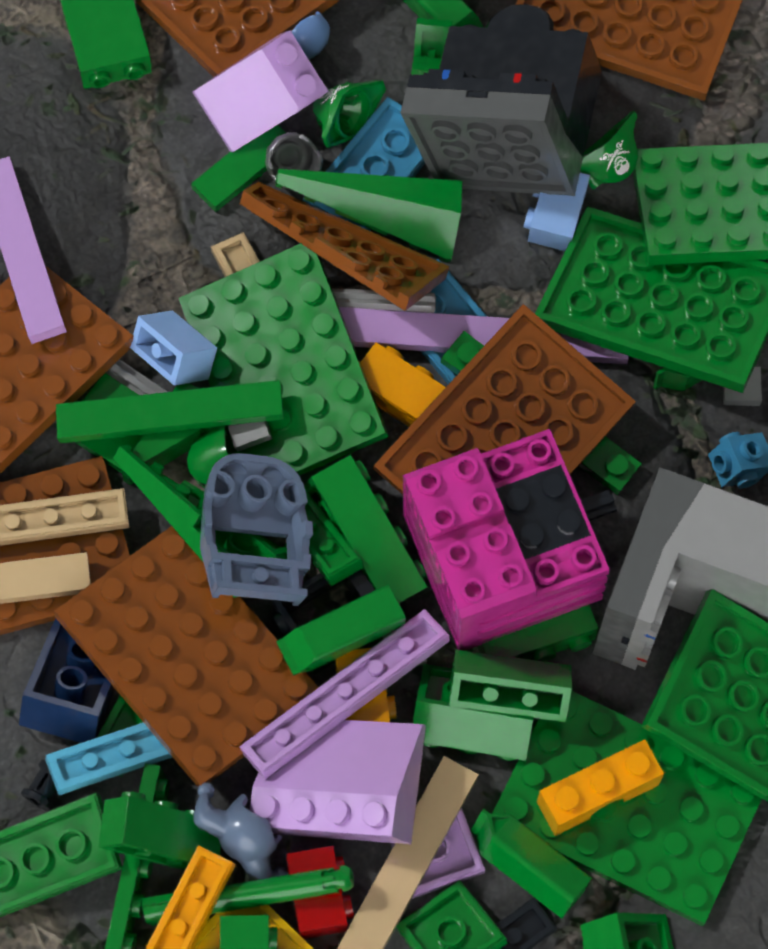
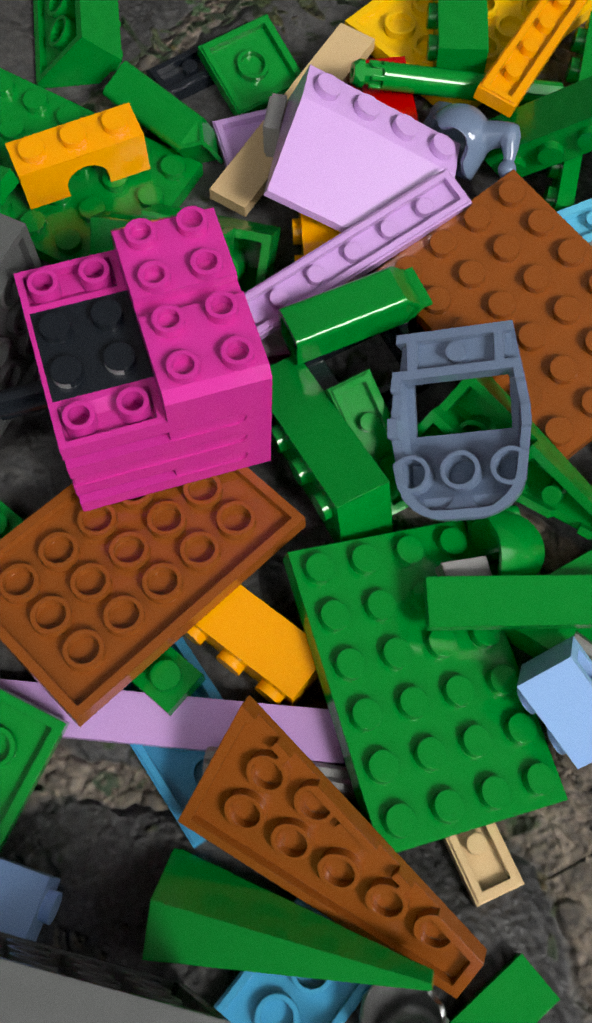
camera: 175 degrees left, 0 degrees up
(421, 826) = (273, 122): none -> light grey tile

